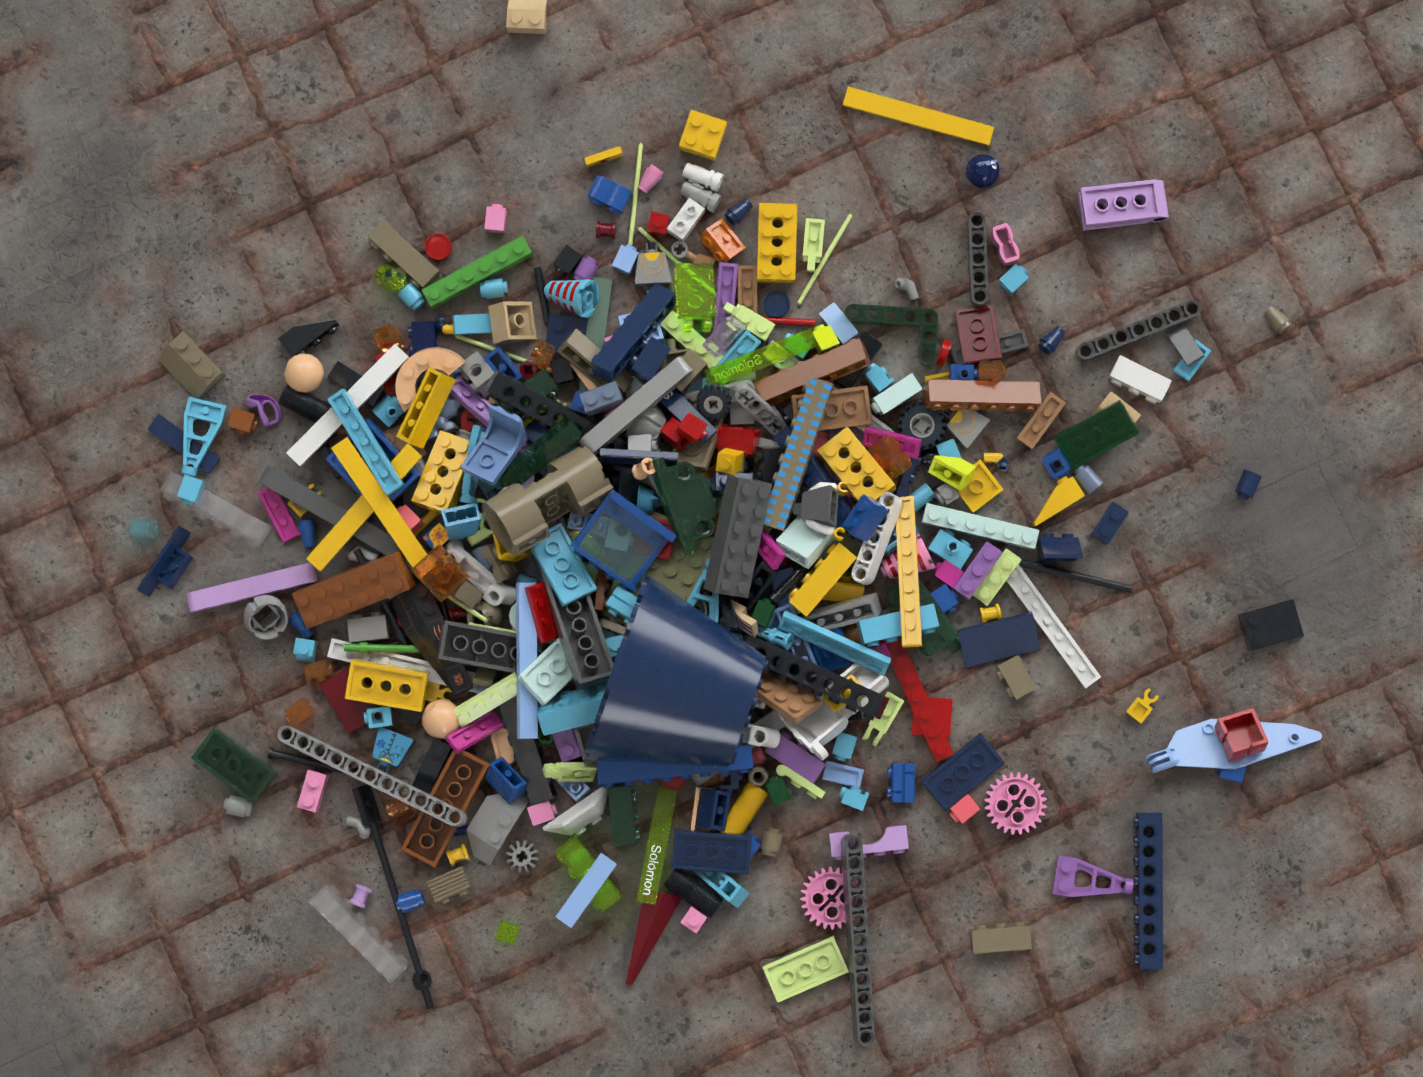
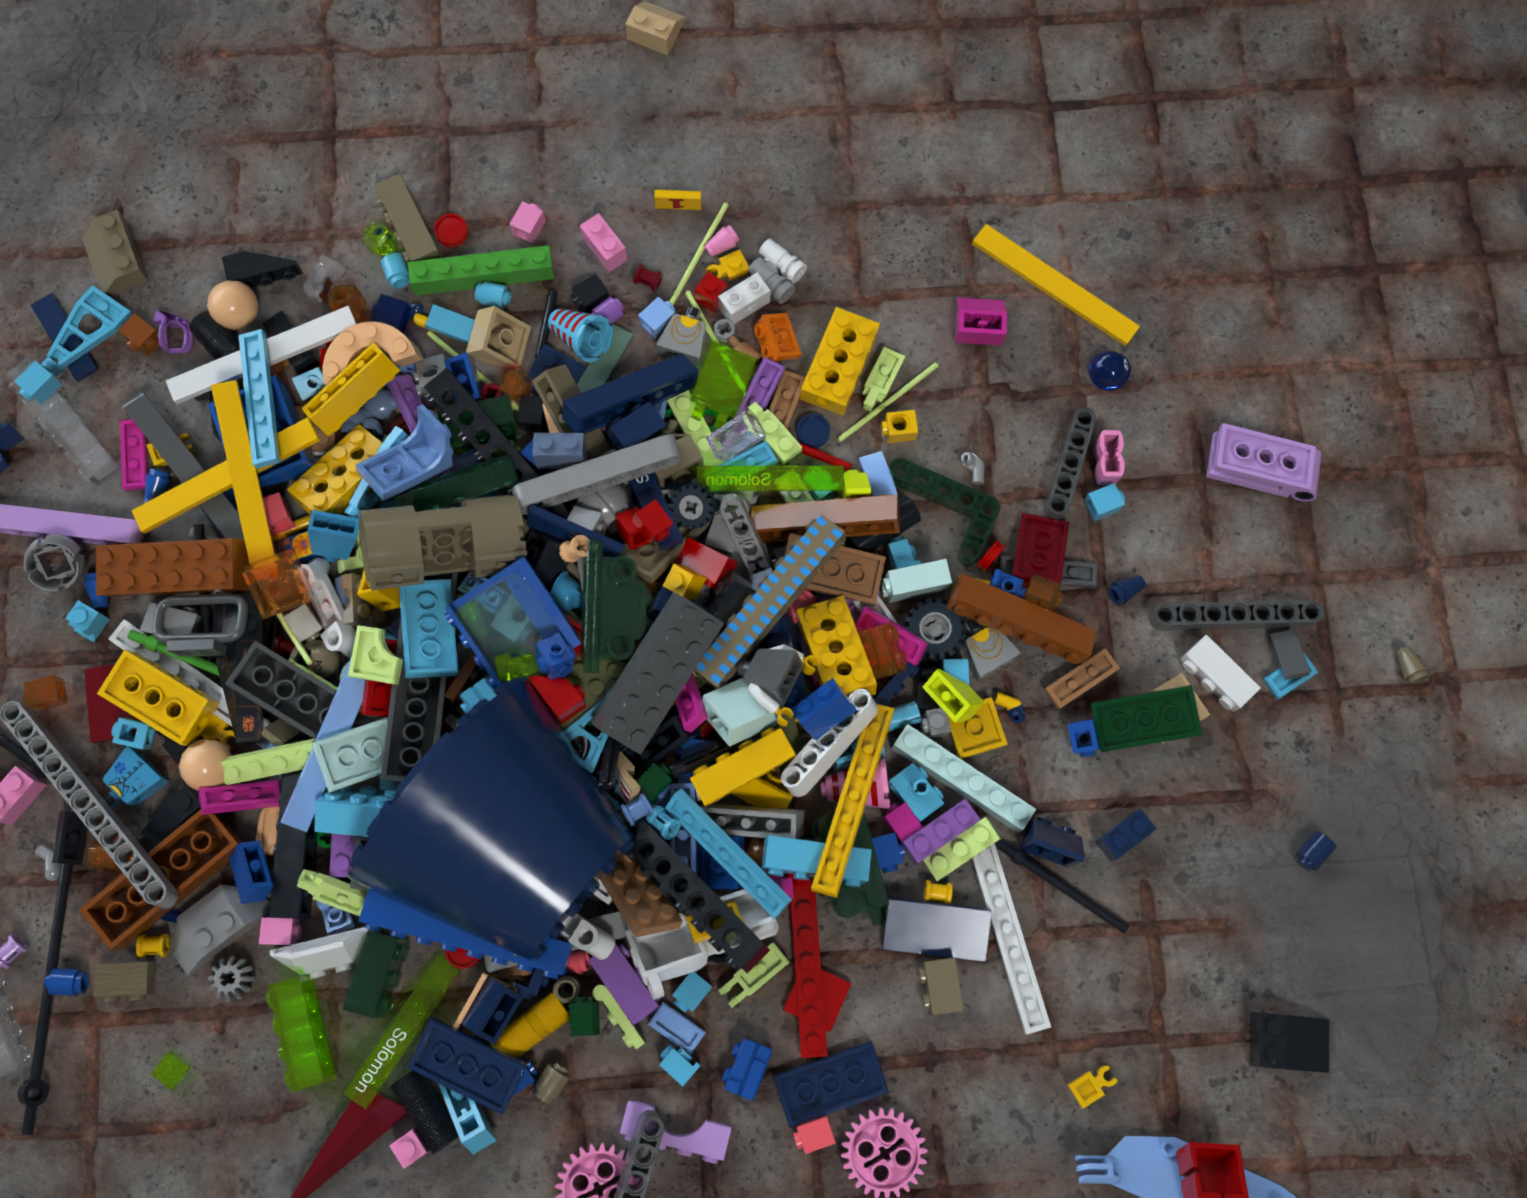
camera: 10 degrees right, 10 degrees down
(318, 671) = (88, 652): clear orange brick -> none
(358, 324) = (322, 279): none -> clear leg
(400, 635) = (199, 643): none -> dark grey bar
(535, 602) = (372, 657): none -> yellowish green tile
(561, 215) = (603, 242): none -> bright pink brick
(586, 890) = (281, 1055): light blue tile -> none
(609, 194) = (668, 241): blue brick -> none
(636, 568) = (515, 665): none -> clear neon green rock
(662, 553) = (555, 657): none -> blue brick
(665, 195) = (730, 265): none -> yellow plate
(675, 578) = (560, 696): none -> red slope
(702, 135) = (800, 216): yellow brick -> none
(738, 211) = (808, 312): dark blue cone -> none
(760, 636) = (637, 809): none -> medium blue bush
(846, 271) = (905, 418): none -> yellow brick
(871, 169) = (980, 321): none -> dark pink slope
(1061, 497) = (1078, 780): yellow slope -> none
(1087, 479) = (1116, 770): sand blue brick -> none

